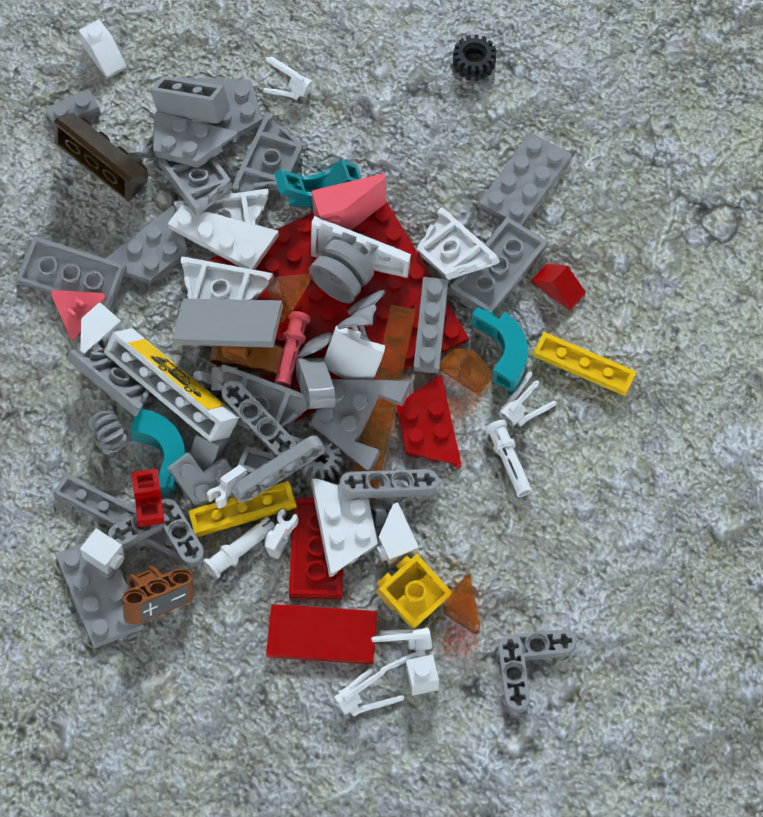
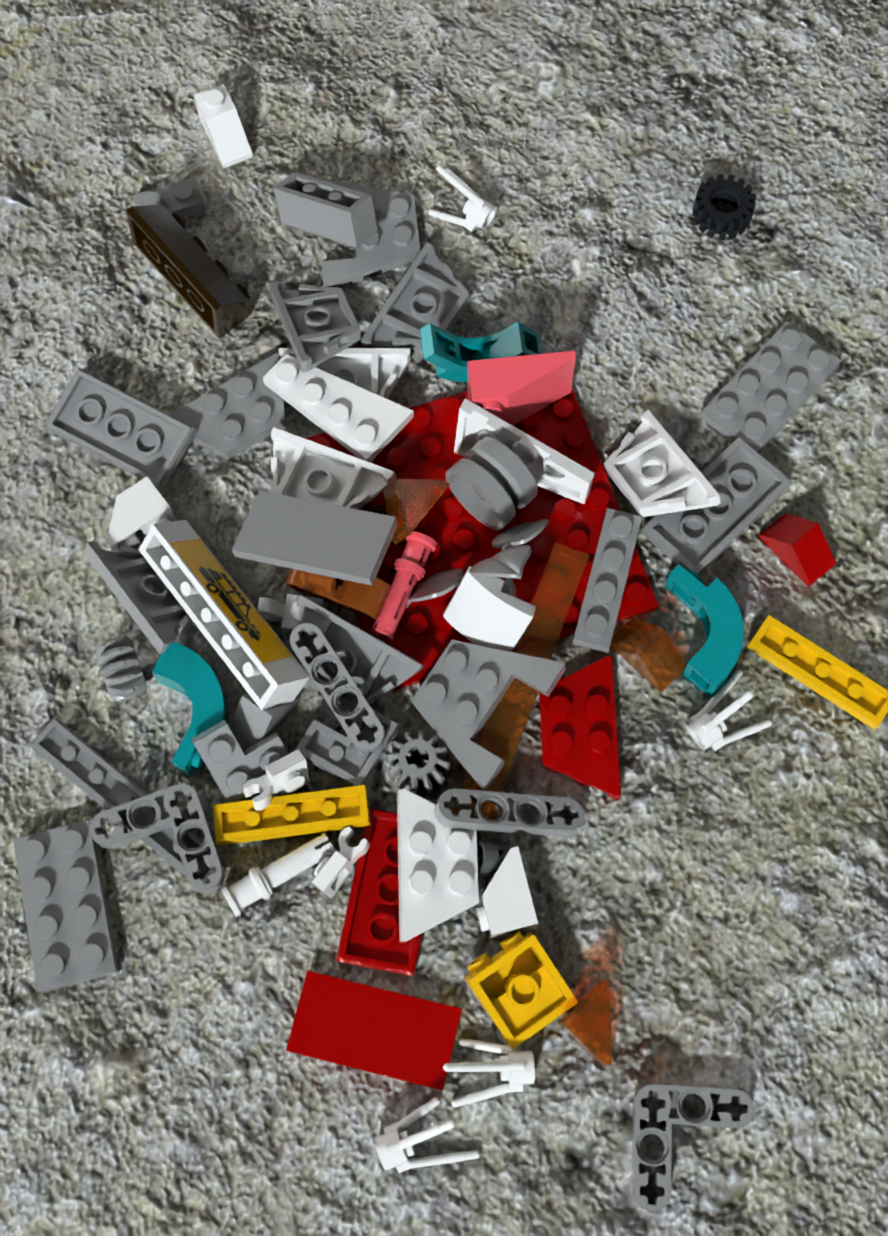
camera: 10 degrees right, 5 degrees up
(74, 306) = (113, 475): coral piece -> none
(102, 552) = (74, 853): white brick -> none
(148, 497) = (156, 780): red slope -> none
(155, 594) = (137, 915): dark orange beam -> none
(188, 140) = (314, 265): light grey wing -> none
(278, 469) = (350, 767): light grey beam -> none
(315, 383) = (427, 645): light grey beam -> none
(422, 675) = (512, 1128): white brick -> none
(505, 447) = (688, 782): white pin -> none

